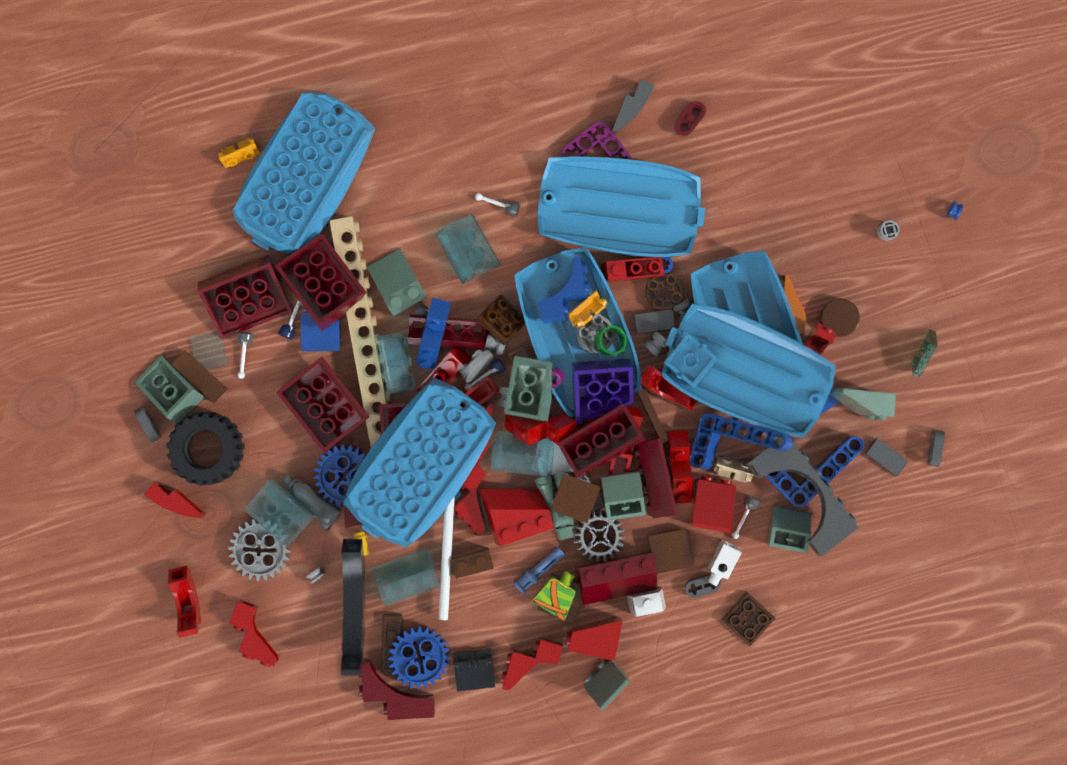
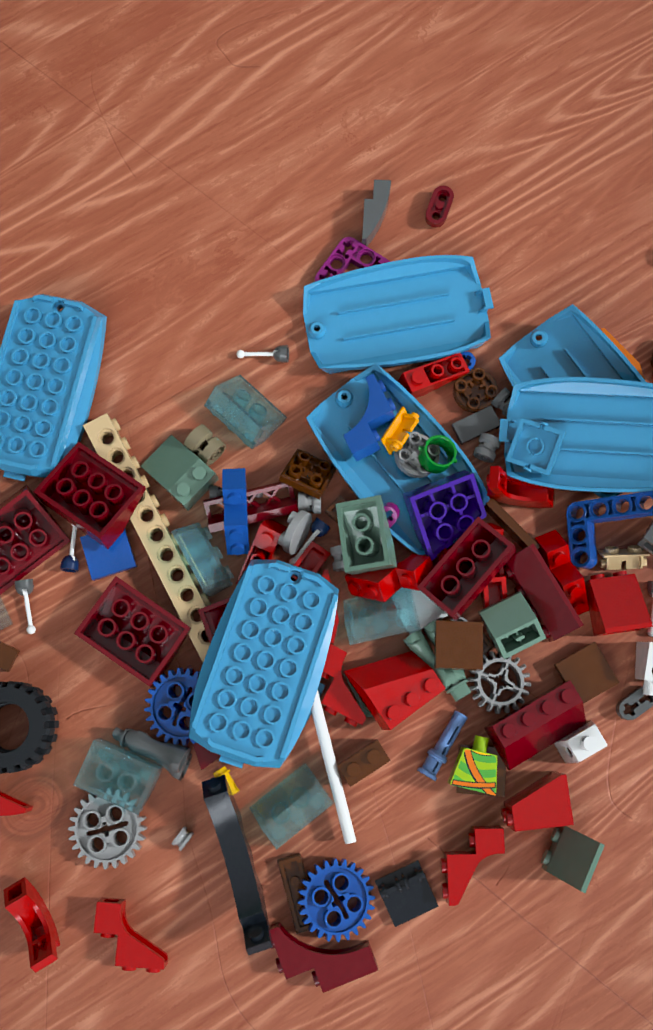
camera: 20 degrees left, 10 degrees down
(423, 261) = (203, 443): none -> dark tan wheel

